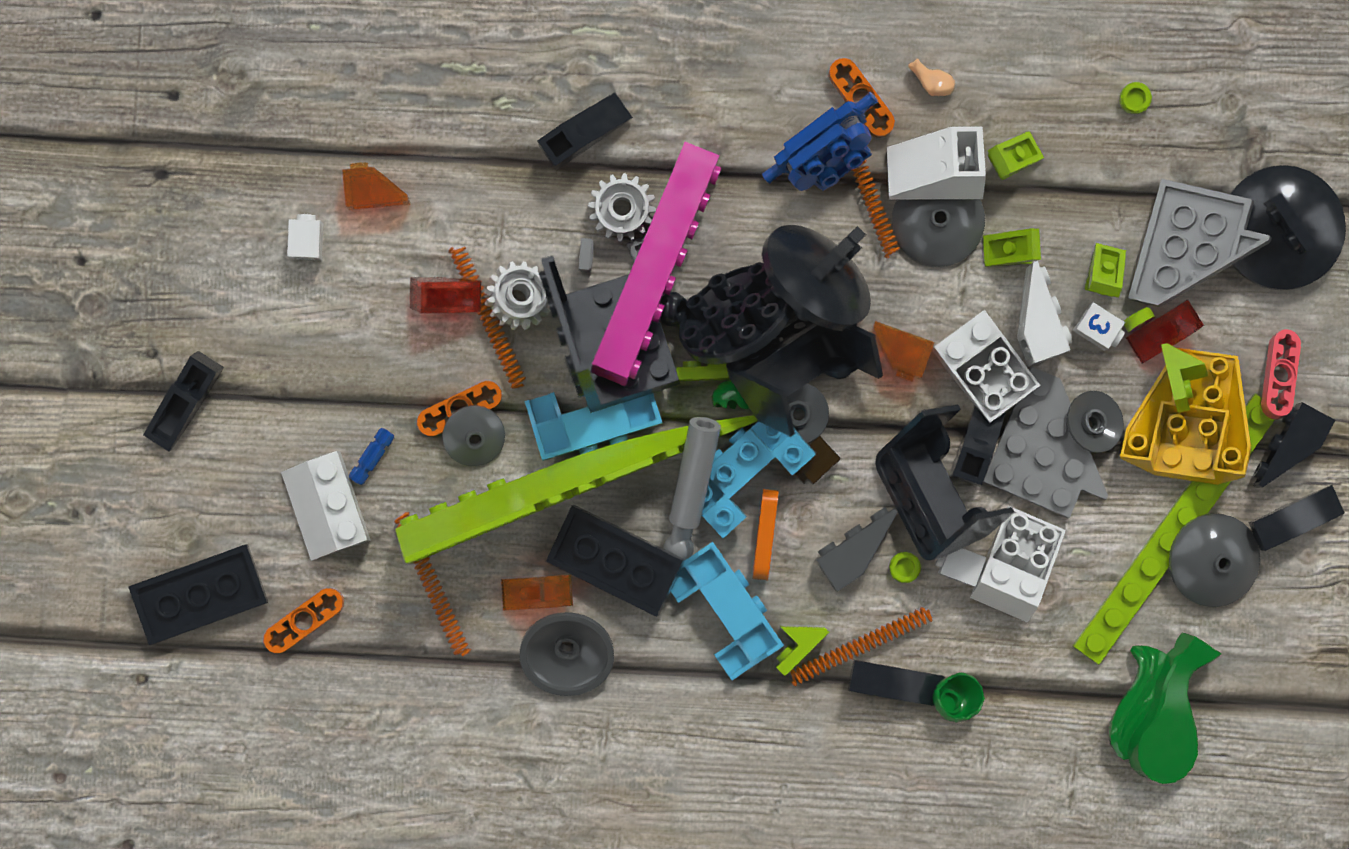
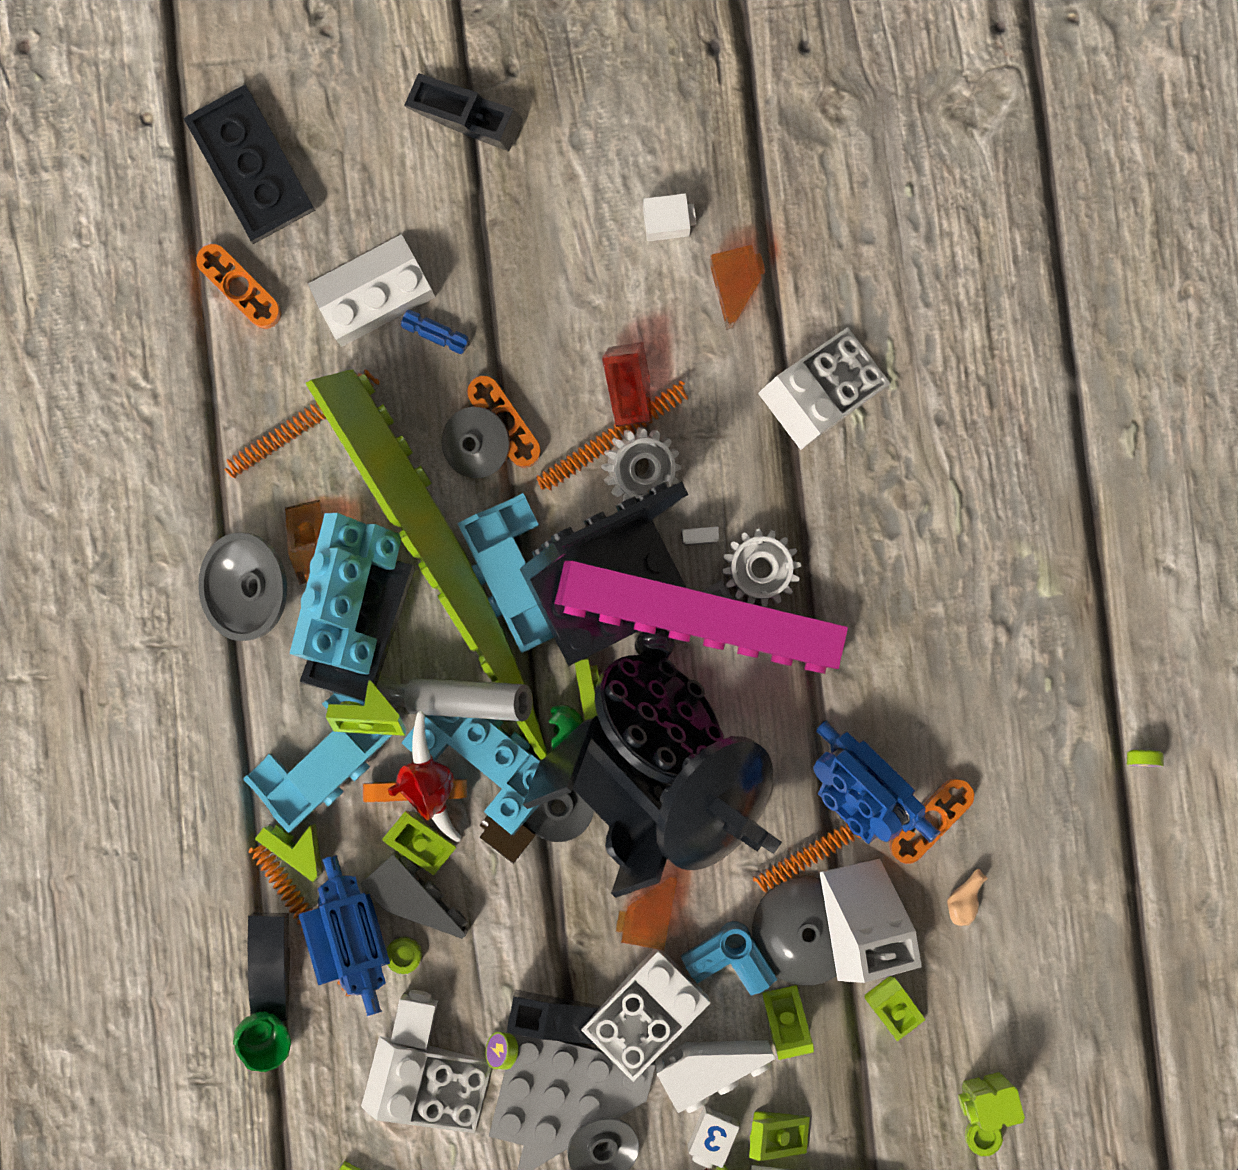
camera: 80 degrees right, 0 degrees up
(475, 128) = (823, 388): none -> white slope
(583, 130) = (841, 510): black slope -> none
(585, 570) = (336, 592): none -> medium azure bracket
(698, 554) = (374, 717): none -> lime slope
(760, 520) = (426, 782): none -> red helmet
(810, 536) = (419, 842): none -> lime slope
(880, 611) = (346, 937): none -> blue piece
(924, 492) = (487, 969): black windscreen -> none
(954, 274) = (746, 960): none -> dark azure piece
(998, 494) = (501, 1050): none -> tile
(1104, 86) = (991, 1102): none -> lime brick

